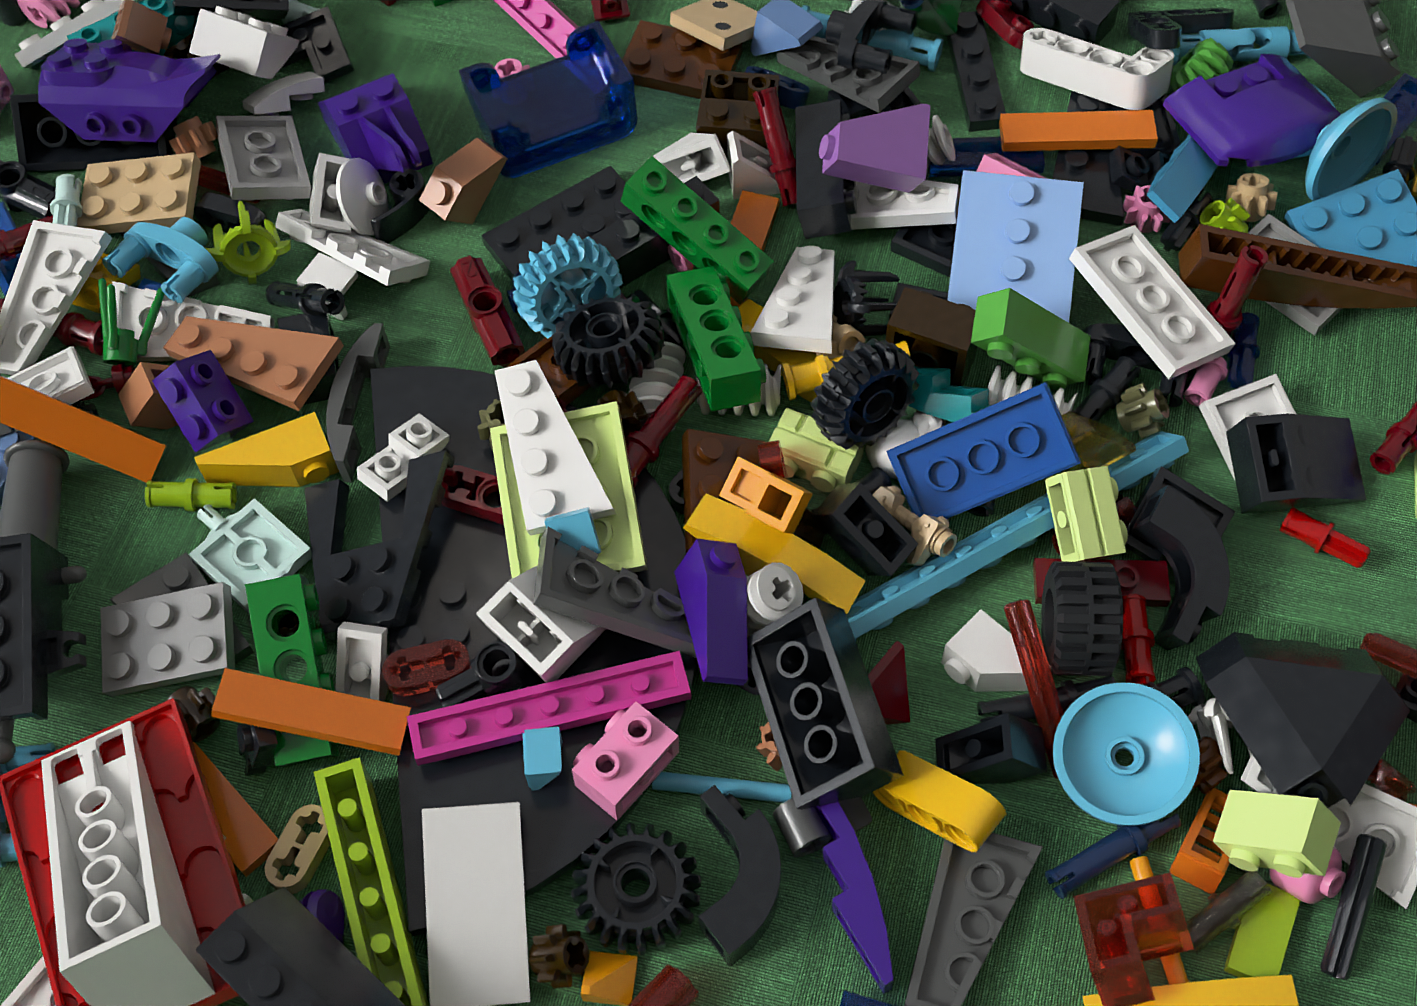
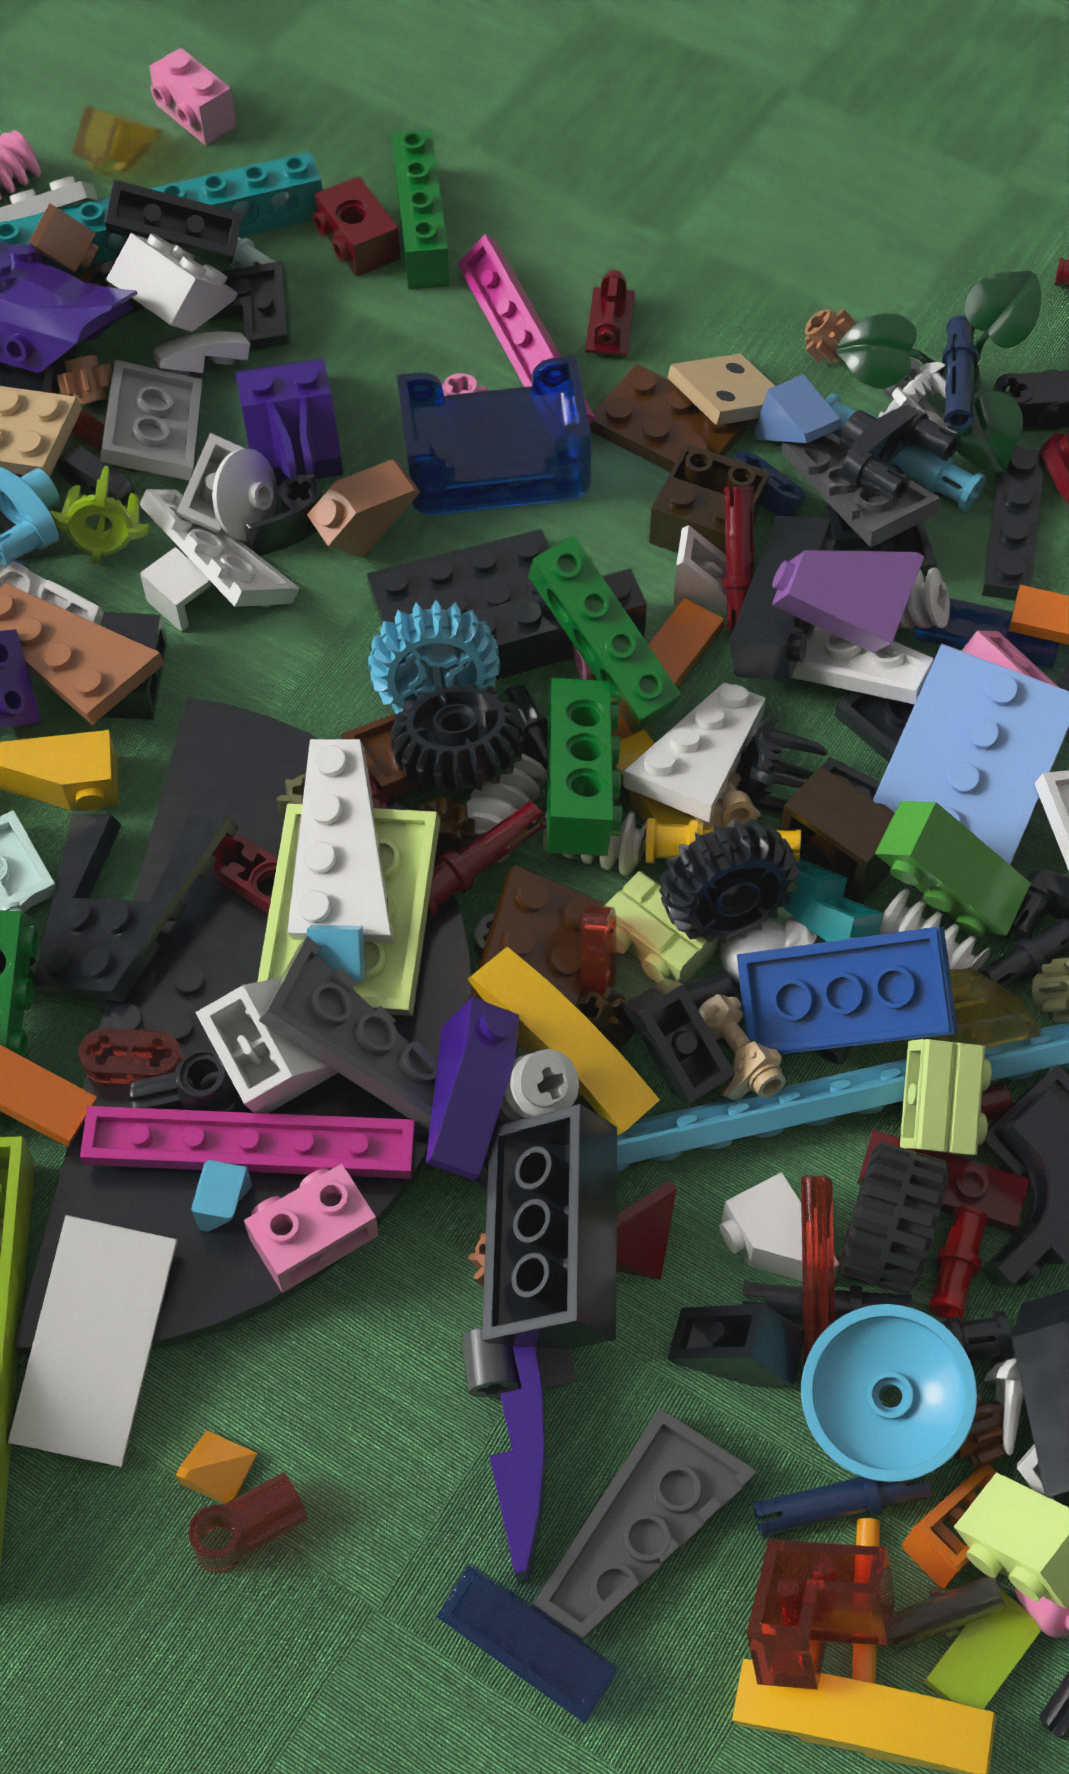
camera: 15 degrees right, 0 degrees up
(316, 292) = (153, 594): black pin -> none
(360, 660) = (62, 1024): white slope -> none
(367, 353) = (191, 678): dark grey slope -> none
(388, 469) = (198, 793): white slope -> none
(487, 311) = (344, 682): dark red piece -> none
(558, 956) = (167, 1425): dark brown gear -> none
(643, 916) = (286, 1409): black gear -> none
(695, 156) = (633, 544): white slope -> none
(738, 788) = (413, 1288): medium azure bar -> none
(749, 906) = (406, 1428): black arch -> none
(766, 495) = (573, 969): light orange brick -> none
(942, 802) = (654, 1383): yellow beam -> none

